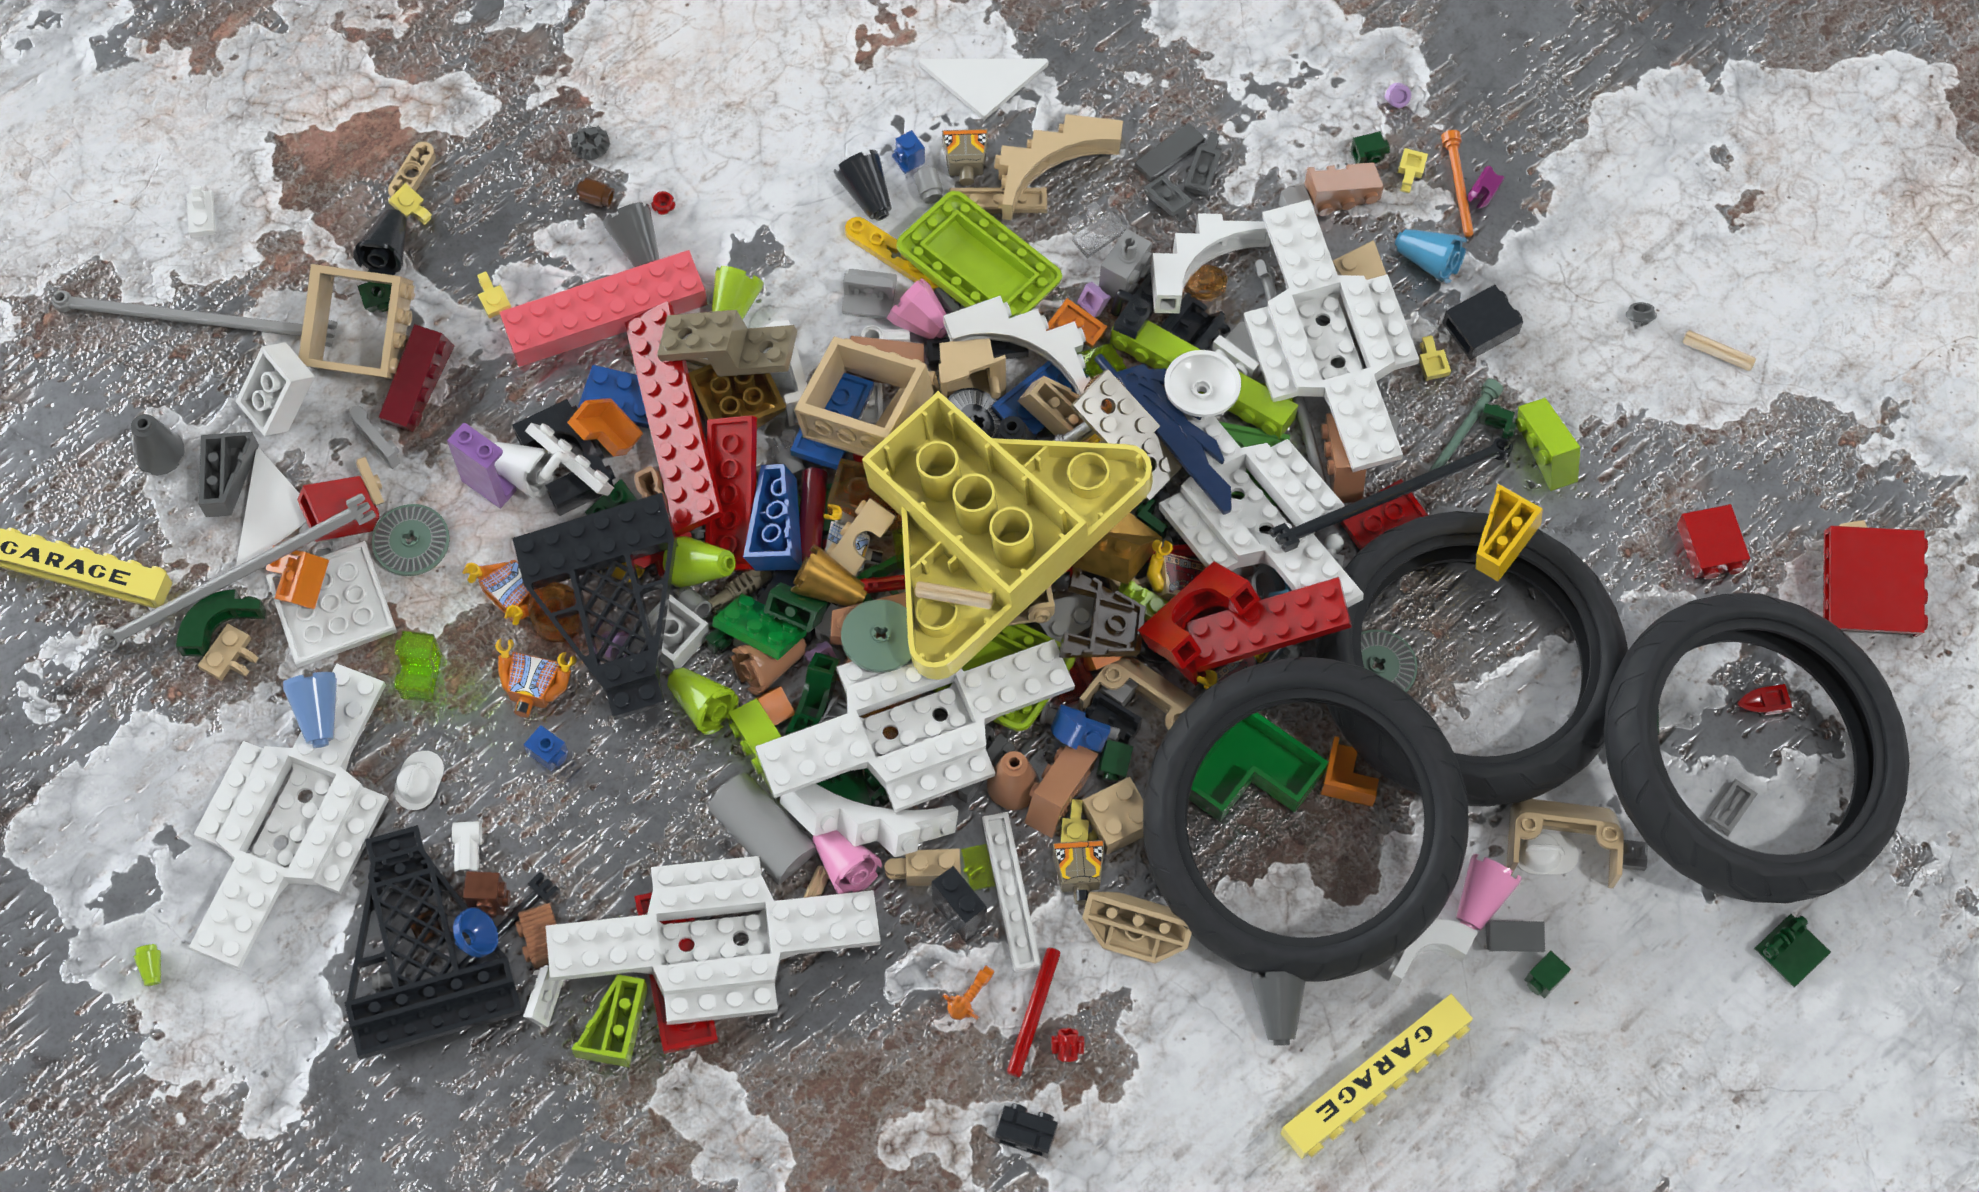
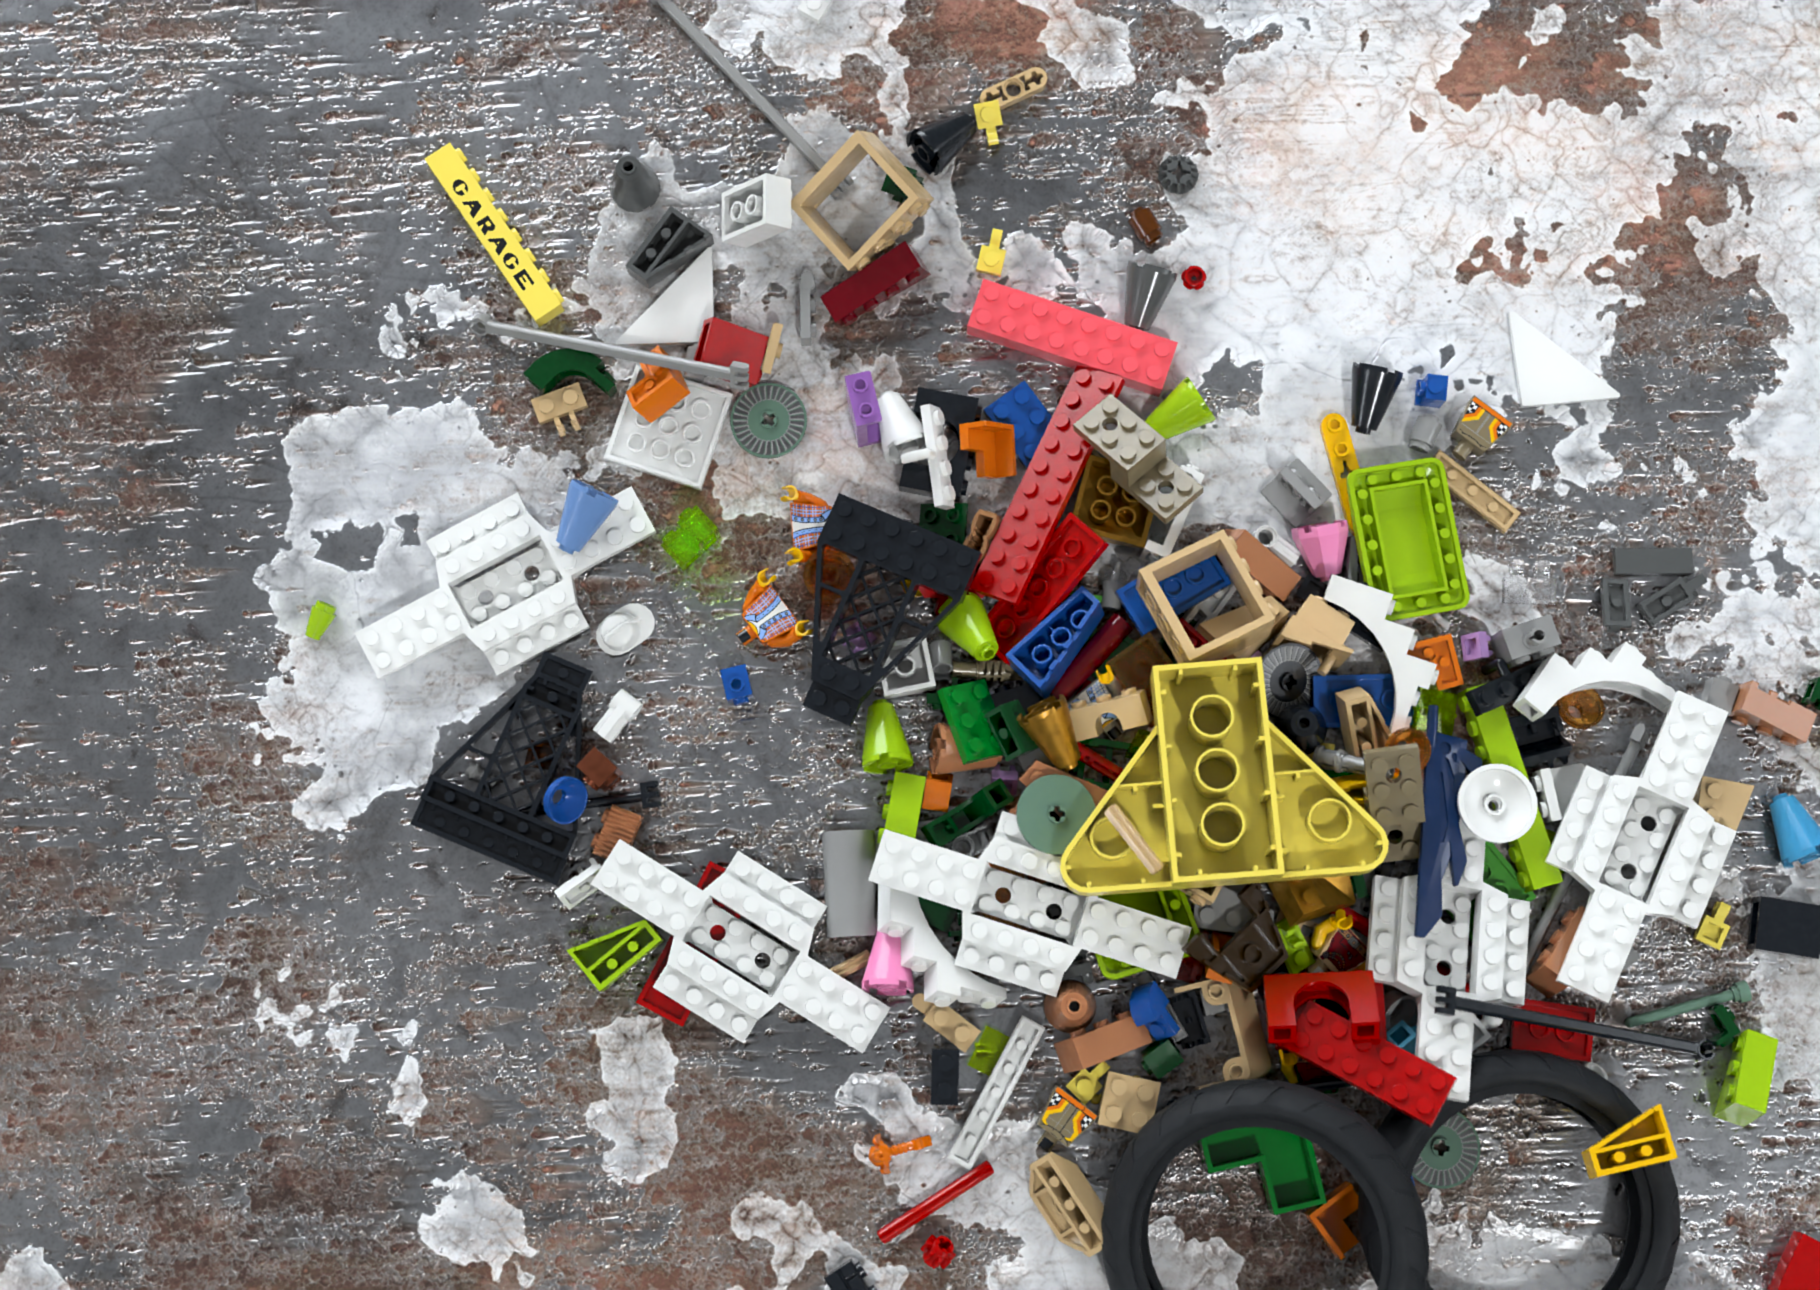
camera: 40 degrees right, 15 degrees up
(1046, 149) = (1583, 488): tan arch -> none

